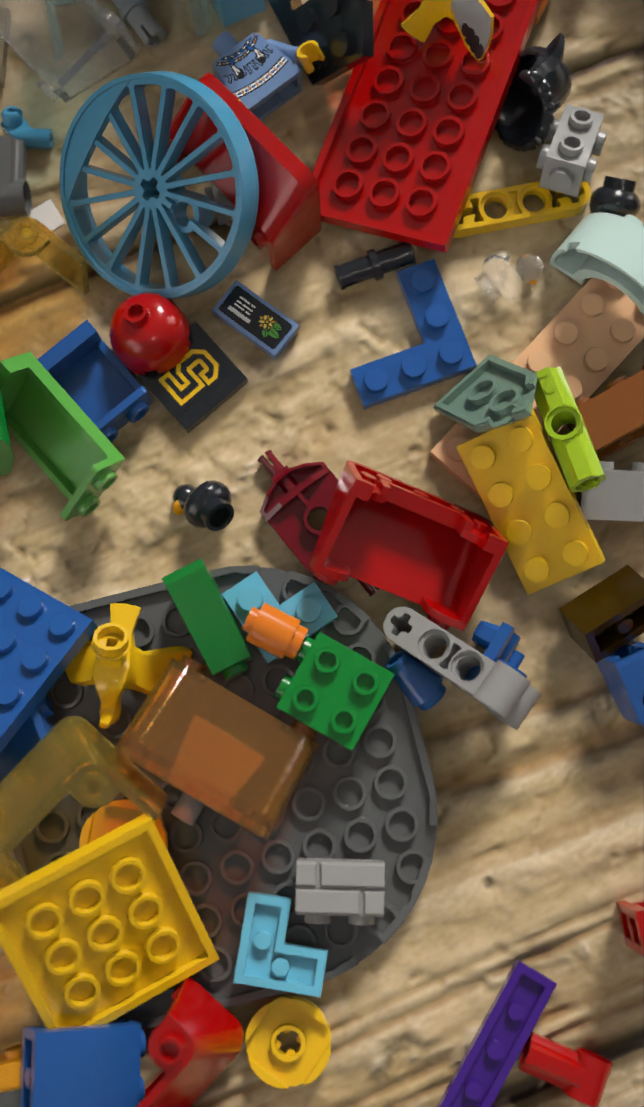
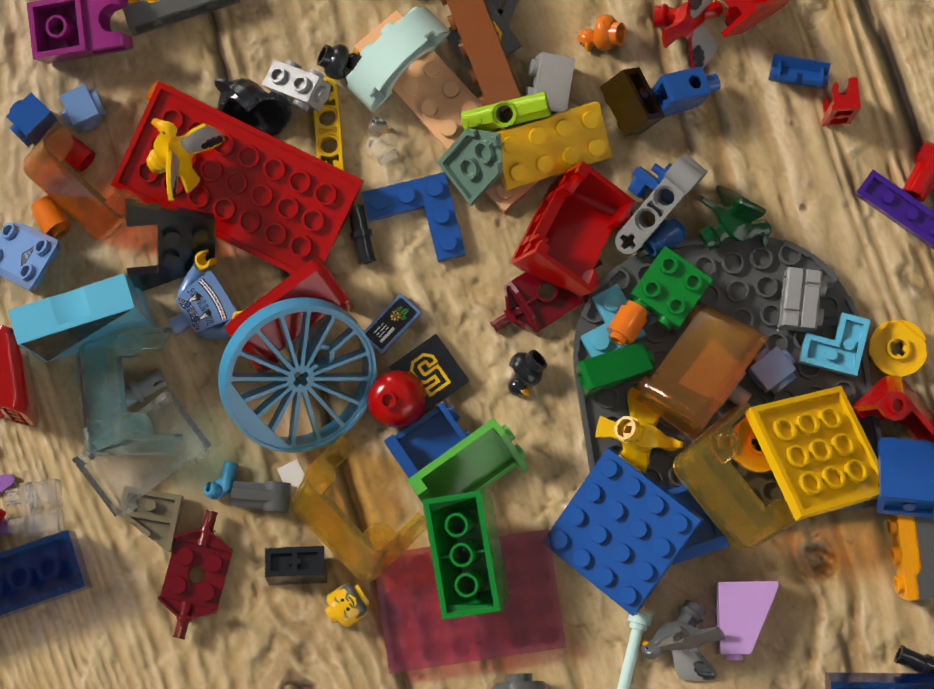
camera: 85 degrees left, 0 degrees up
(230, 854) = (772, 370): none -> medium blue brick
(452, 776) = (735, 220): none -> dark green animal

